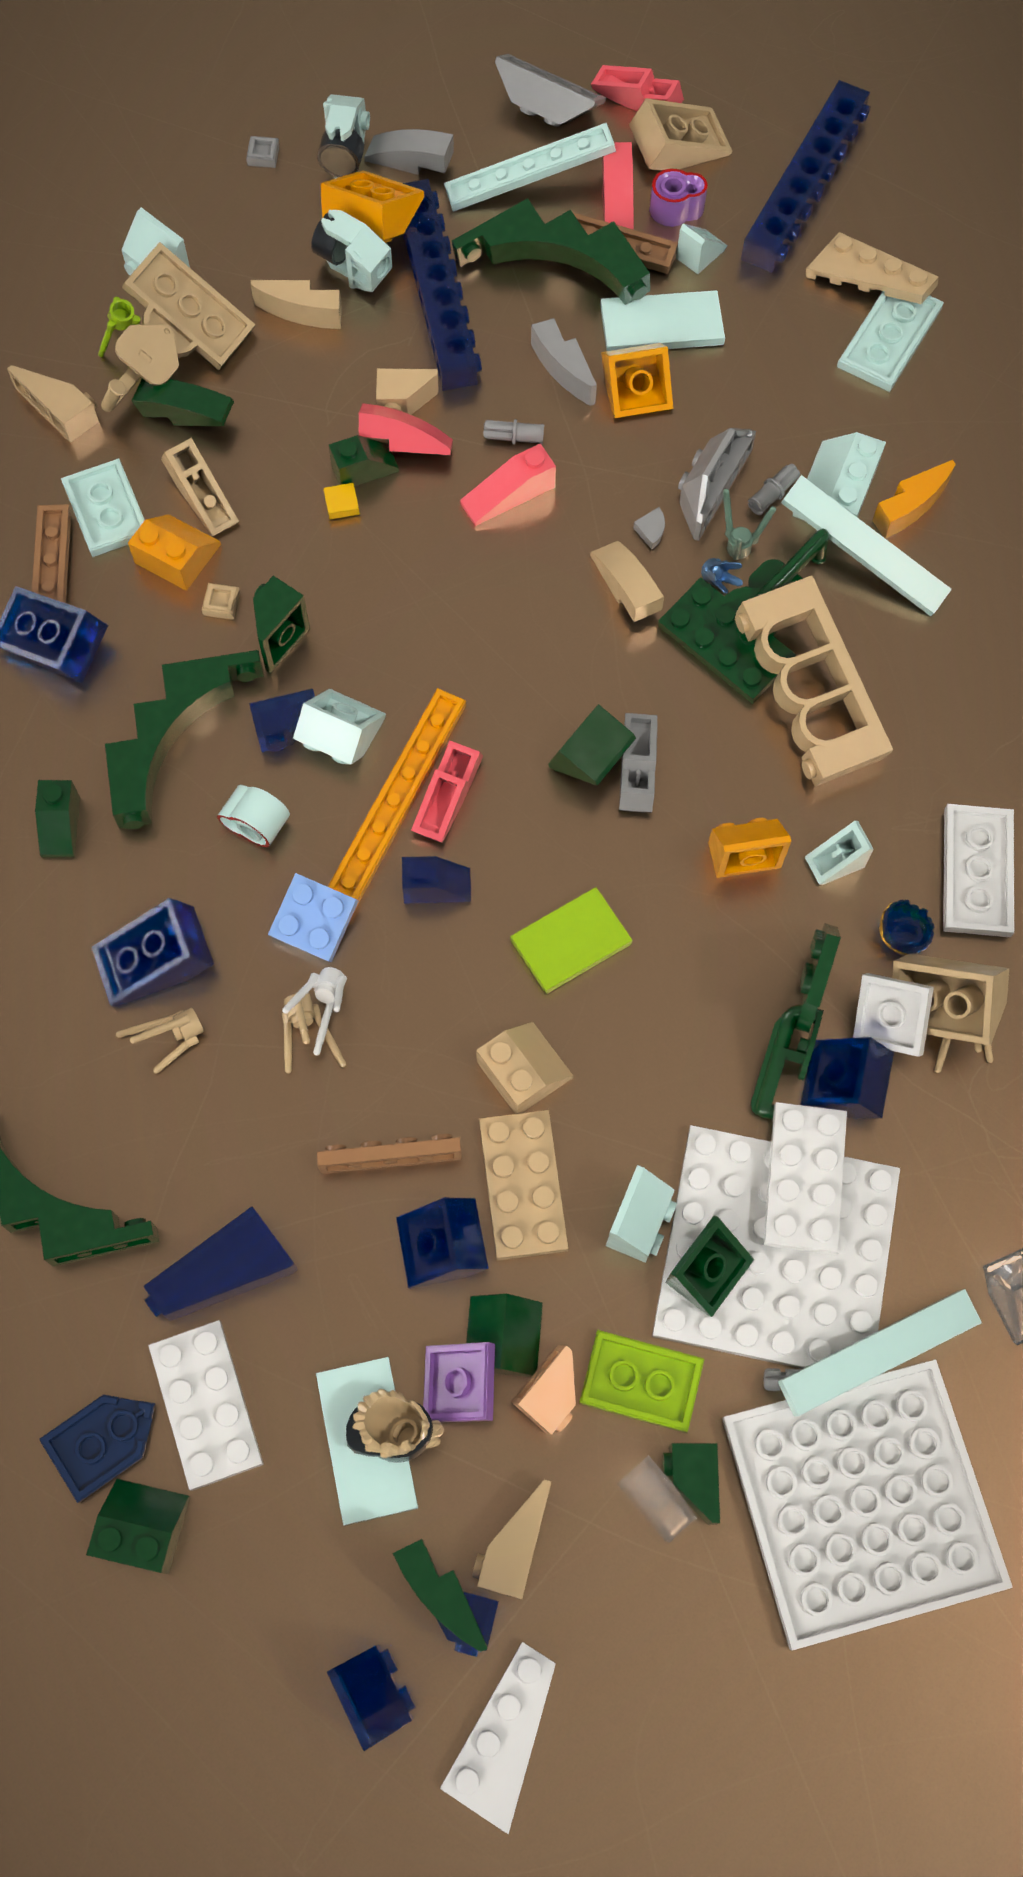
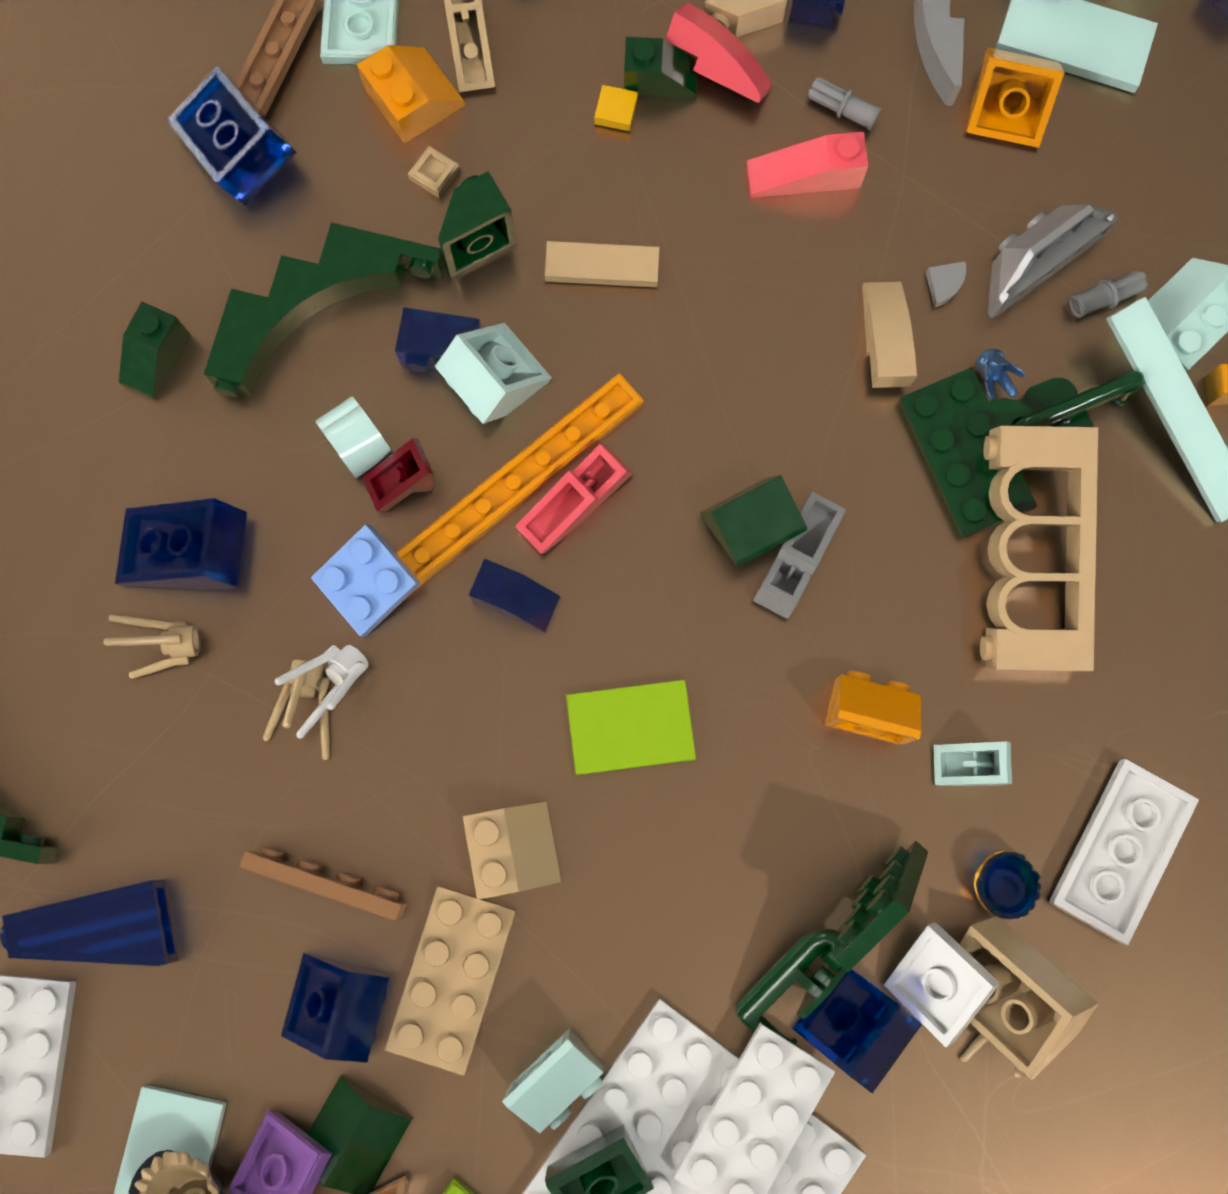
camera: 25 degrees right, 10 degrees up
(304, 827) = (399, 476): none -> dark red slope
(385, 616) = (602, 264): none -> tan tile
(741, 539) = (1041, 338): sand green plant -> none

